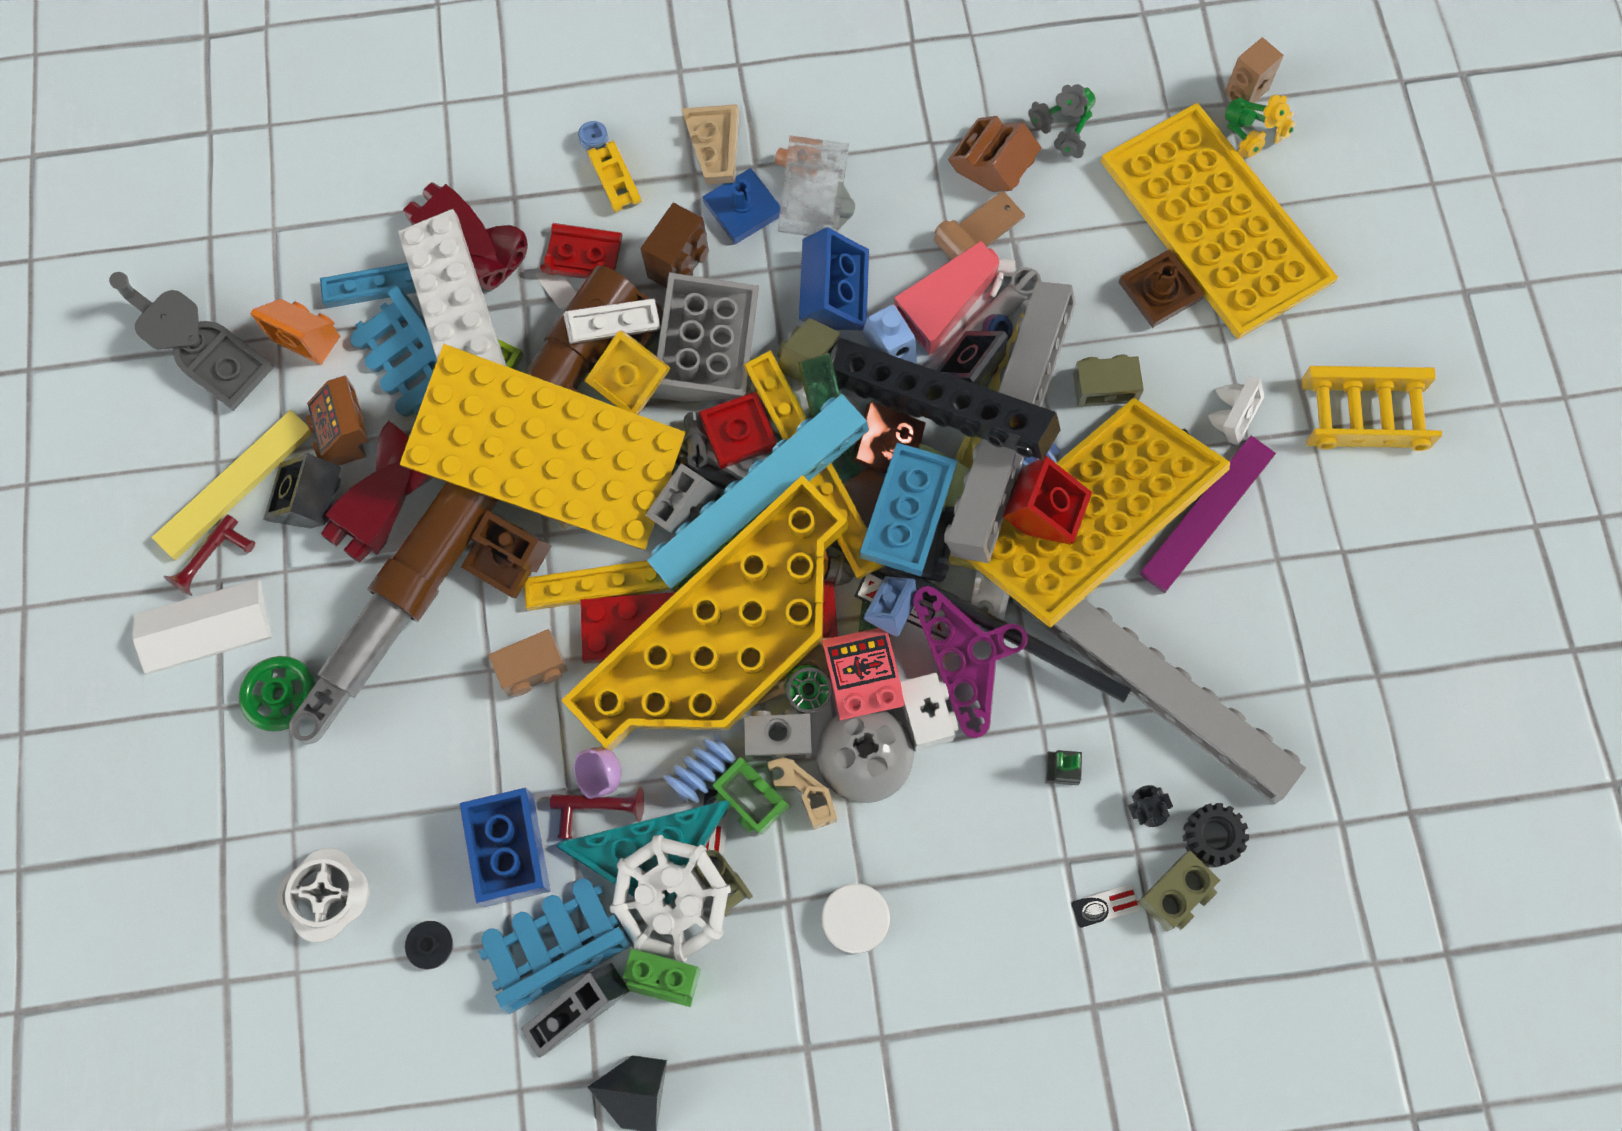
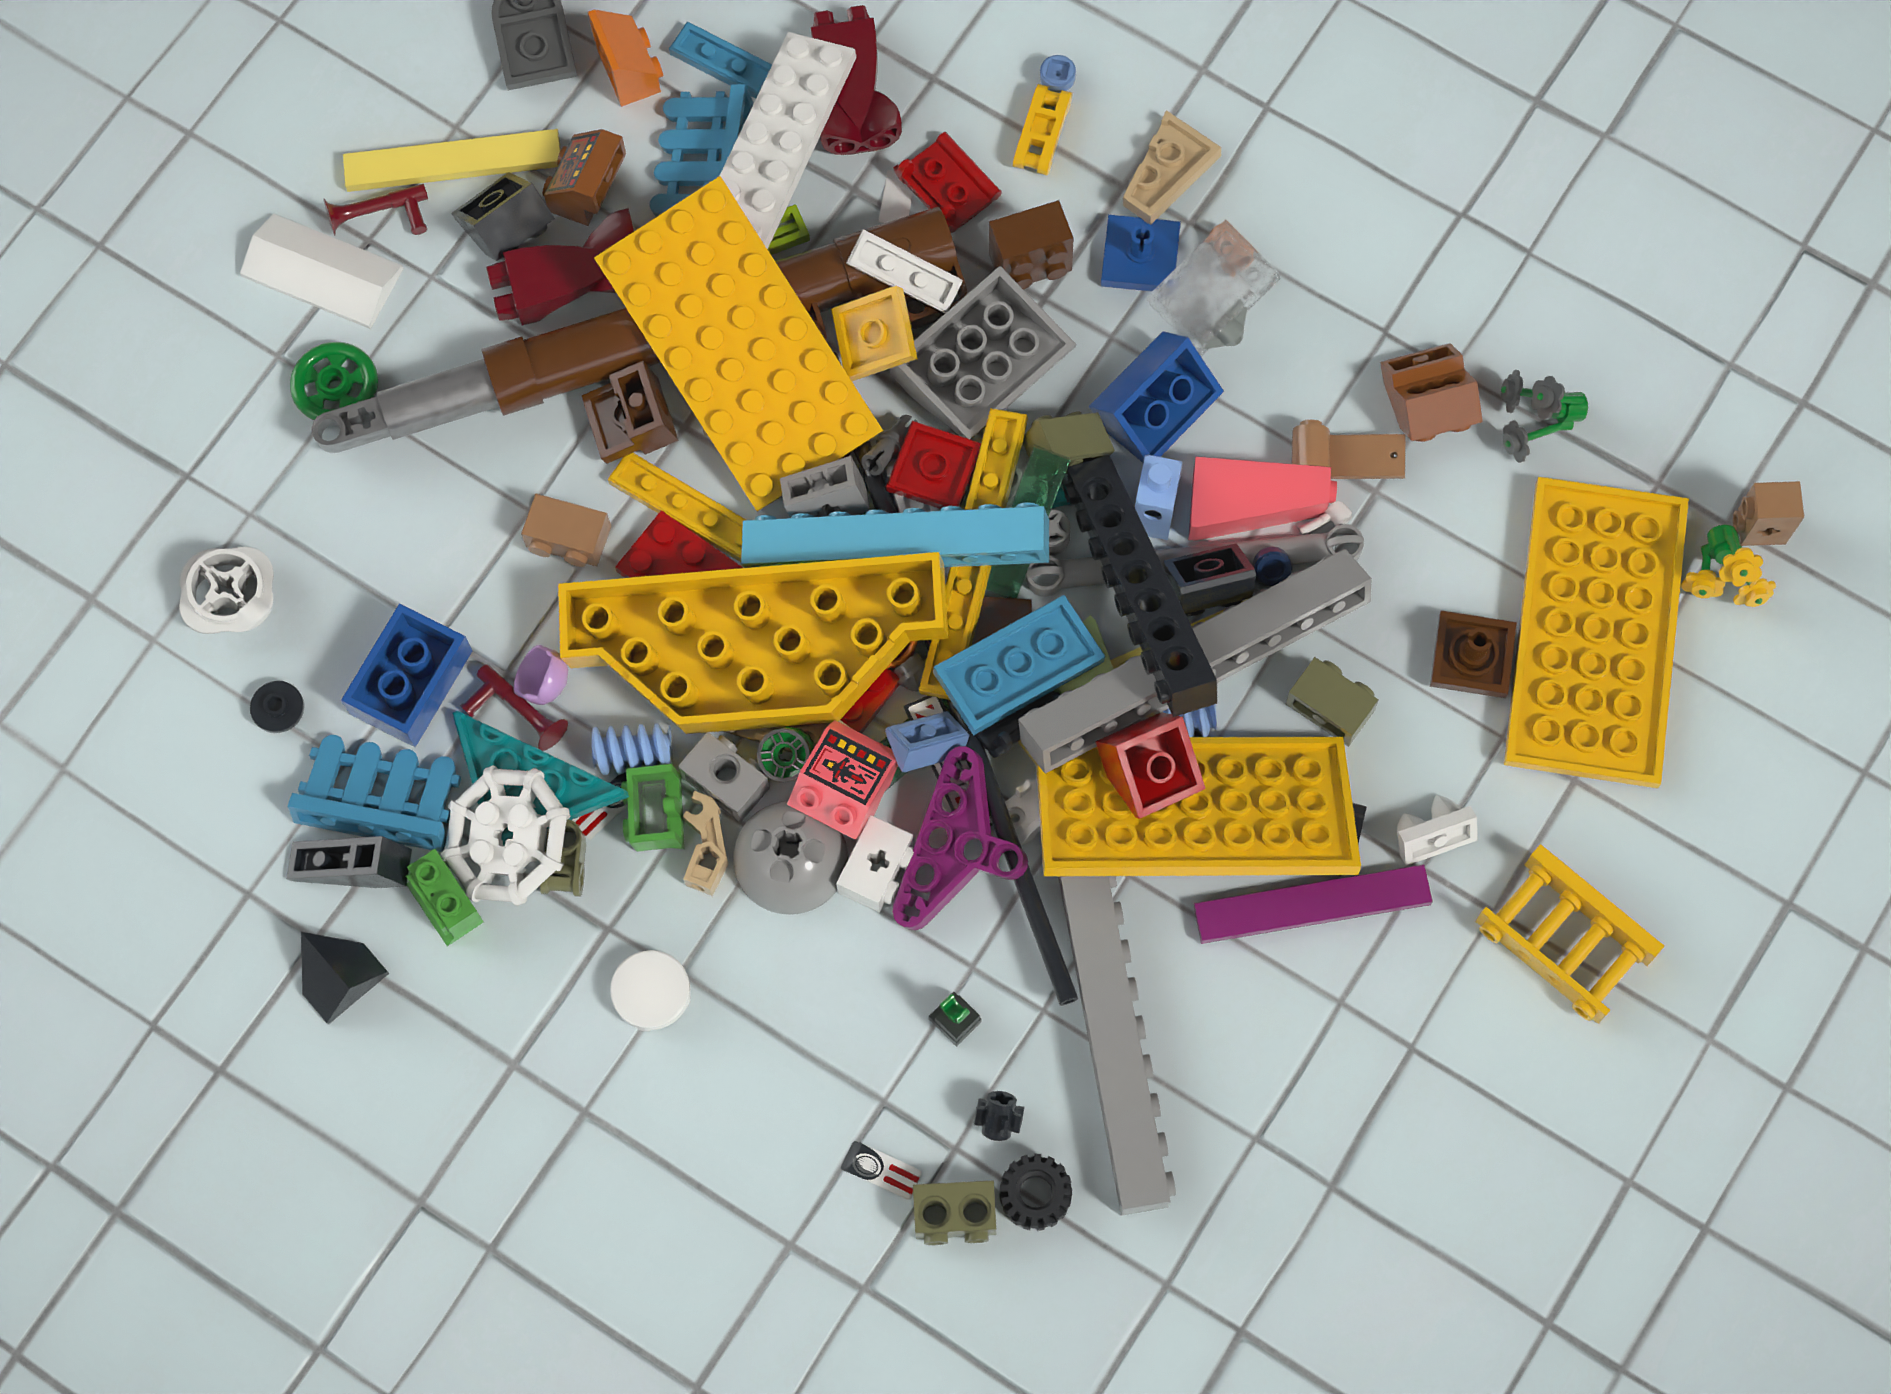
camera: 40 degrees right, 0 degrees up
(886, 430) = (1071, 574): copper tile -> none

